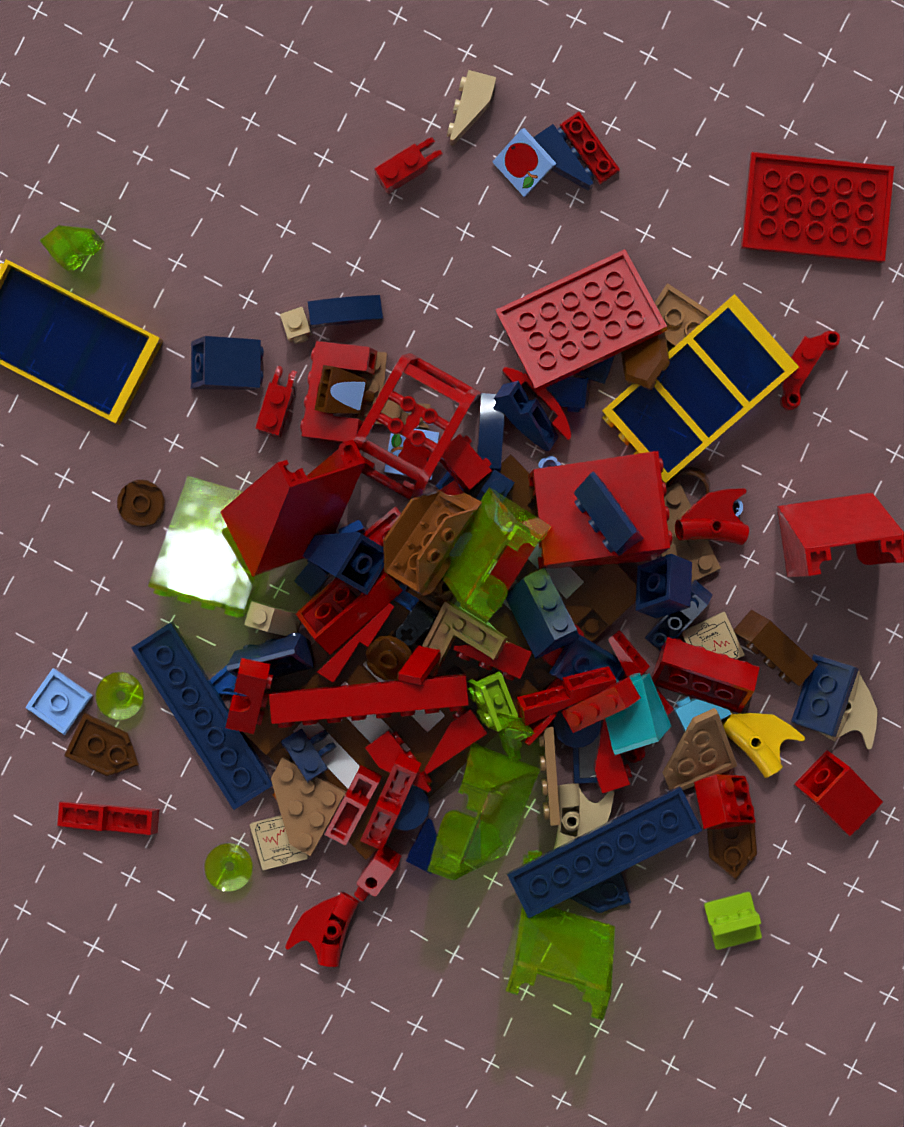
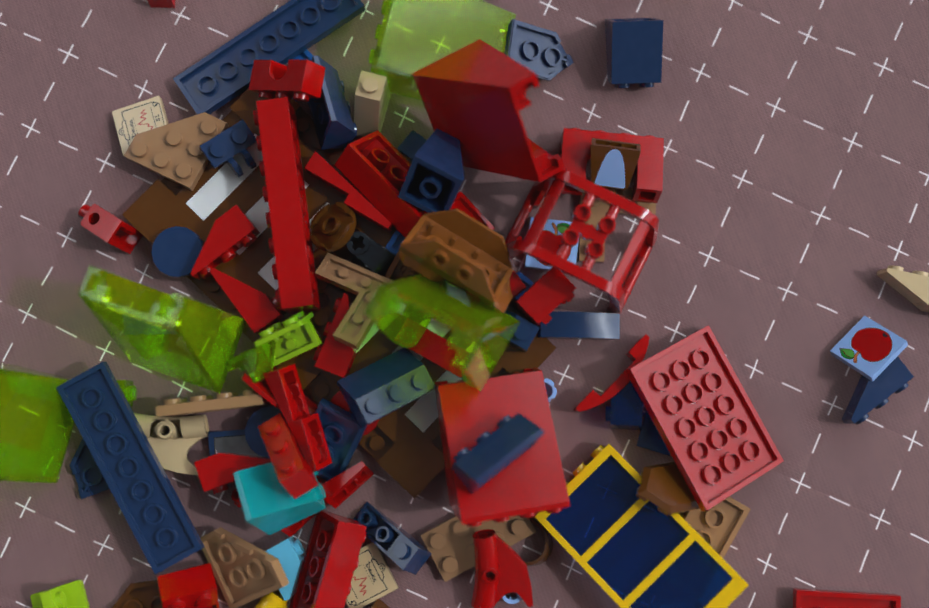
camera: 85 degrees right, 5 degrees down
(224, 459) = (536, 49): none -> dark blue tile
(227, 879) = (104, 71): clear neon green dish -> none
(276, 404) = (595, 102): red hinge -> none
(296, 325) = (677, 120): tan bracket -> none
(315, 925) = (51, 177): red pin -> none
(345, 310) = (696, 168): dark blue slope -> none
(353, 805) = (177, 197): red slope -> none
(356, 526) = (469, 184): blue tile -> none
(390, 801) = (180, 234): red slope -> none
(406, 165) = (854, 224): red hinge -> none
(419, 665) = (324, 255): red tile -> none
(423, 846) = (140, 274): clear blue slope -> none
(526, 415) = (599, 362): dark blue slope -> none
(598, 159) = (877, 428): red tile -> none
(663, 586) = (421, 520): dark blue brick -> none

